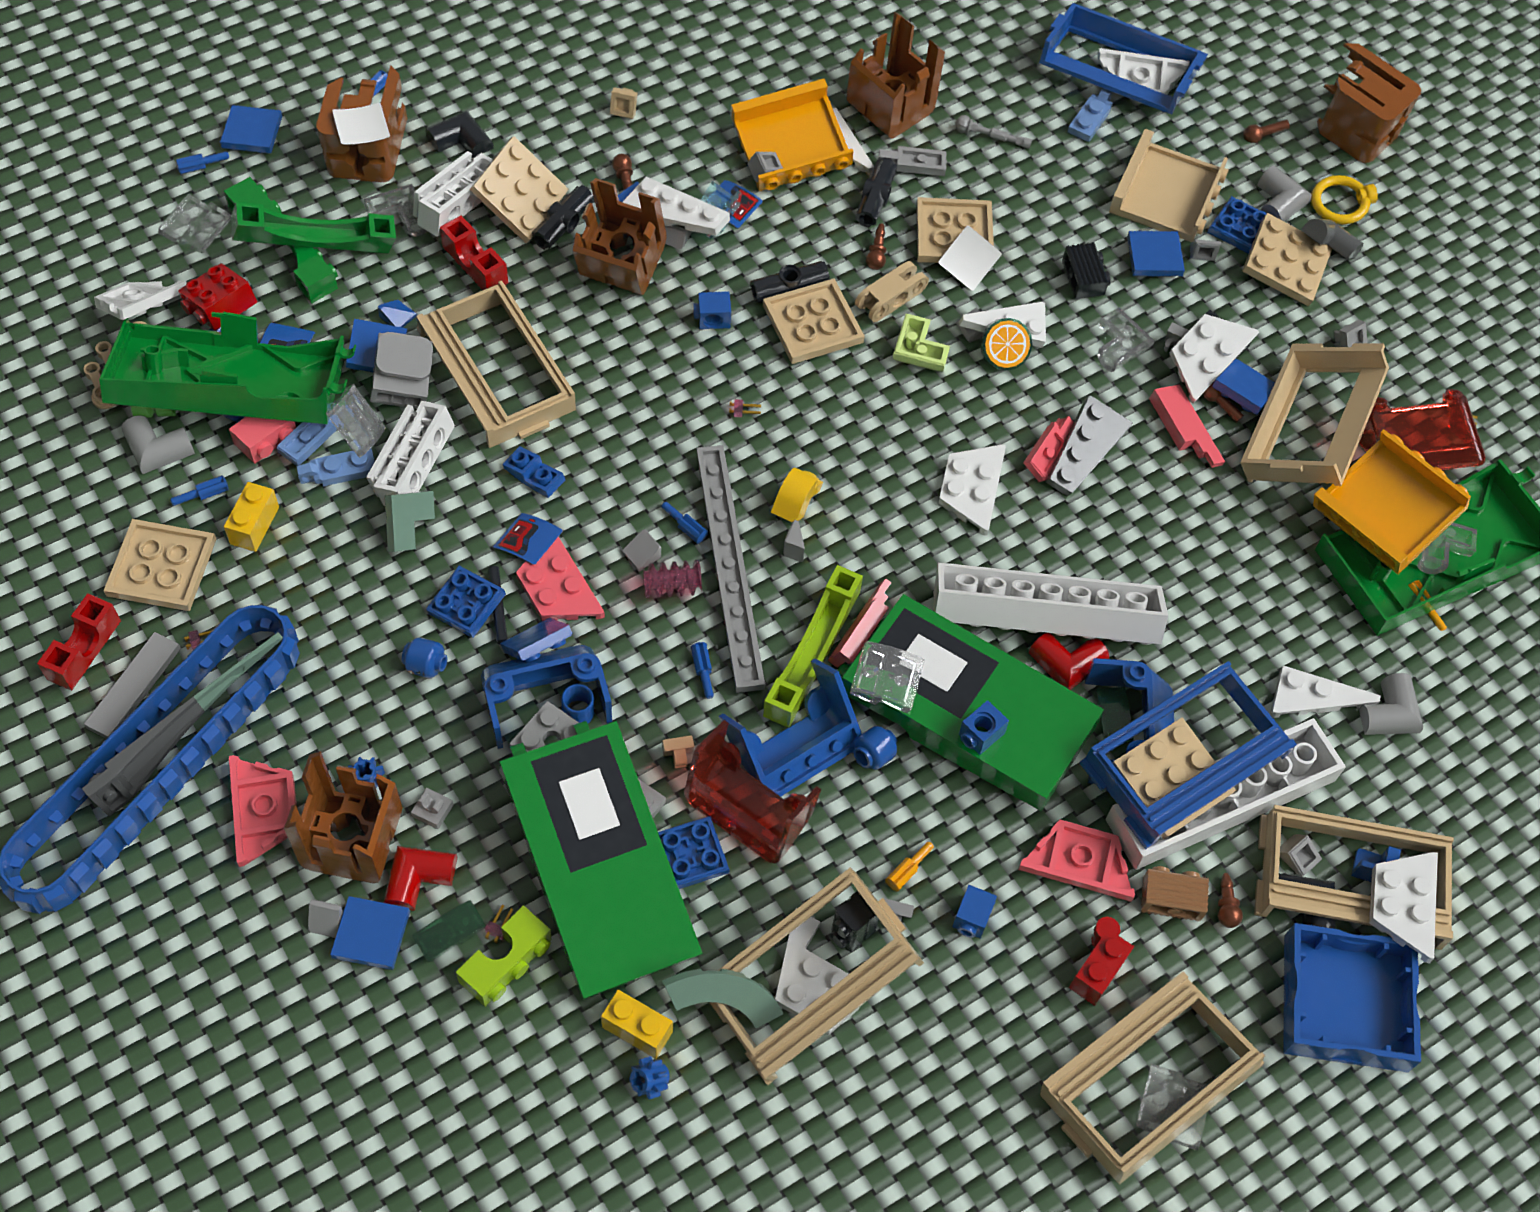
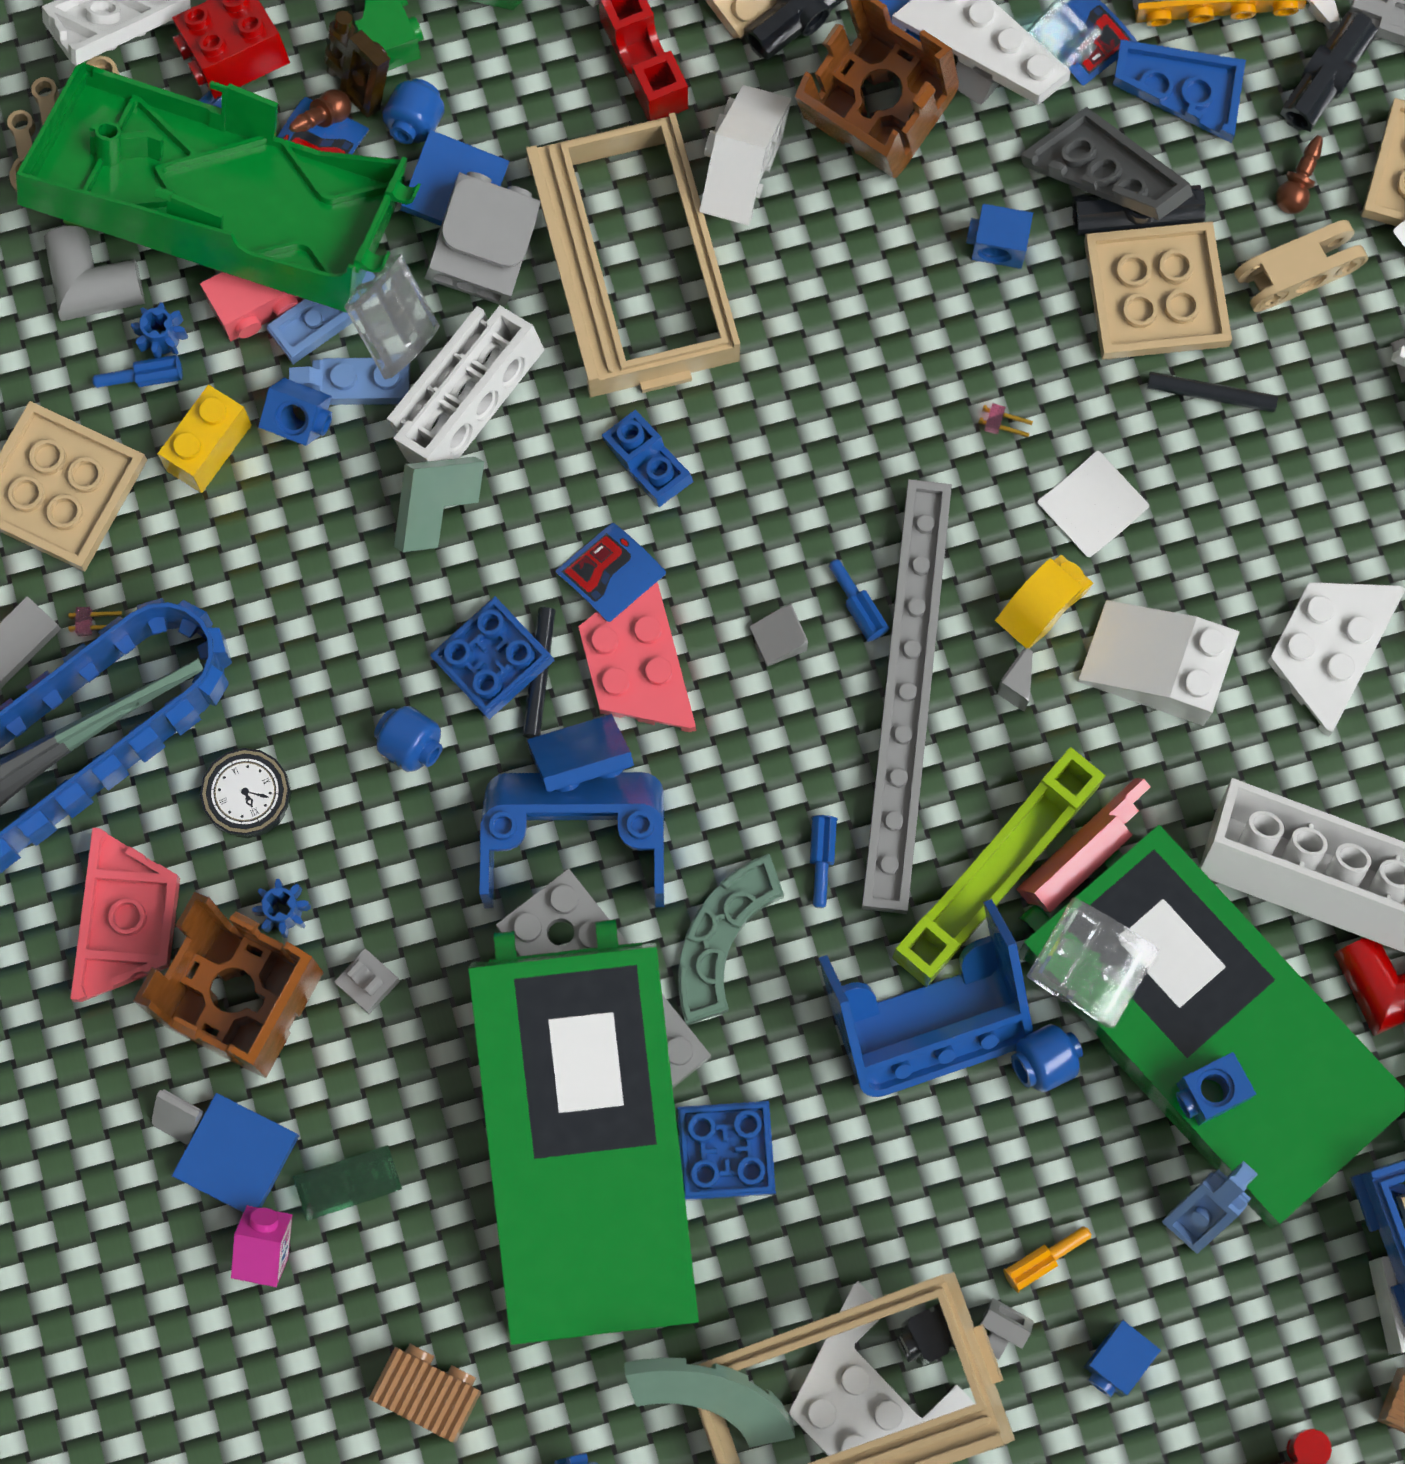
camera: 20 degrees right, 15 degrees up
(208, 463) = (168, 323): none -> blue gear
(285, 325) = (330, 108): none -> copper bar
(295, 489) = (279, 415): none -> blue brick
(301, 292) = (358, 64): none -> dark brown plate
(325, 715) = (245, 793): none -> tile
(340, 313) = (413, 111): none -> blue head
(396, 313) = (500, 126): slope -> none
(401, 980) = (261, 1246): none -> dark pink brick
(416, 866) = (317, 1068): red brick -> none
(489, 977) = (454, 1227): lime arch -> none
(495, 929) = (415, 1195): piece -> none
(534, 1047) = (425, 1393): none -> medium nougat brick
(548, 291) = (742, 151): none -> white wedge
(578, 692) = (615, 853): blue piece -> none
(637, 1024) = (578, 1399): yellow piece -> none
(648, 726) = (714, 931): none -> sand green tile
(672, 579) = (811, 699): clear pink piece -> none
(677, 749) = (748, 982): tan tile -> none
(742, 802) = (825, 1099): clear red windscreen -> none
(765, 257) = (1107, 164): none -> dark grey wing
(795, 213) = (1184, 83): none -> blue wing
(810, 441) = (1093, 504): none -> white sticker
(869, 367) = (1212, 392): none -> black bar
(875, 513) = (1159, 659): none -> white slope
(917, 351) = (1306, 376): yellowish green brick -> none
(1001, 804) = (1210, 1207): none -> medium blue hinge
(1081, 859) = (1311, 1318): coral wing -> none

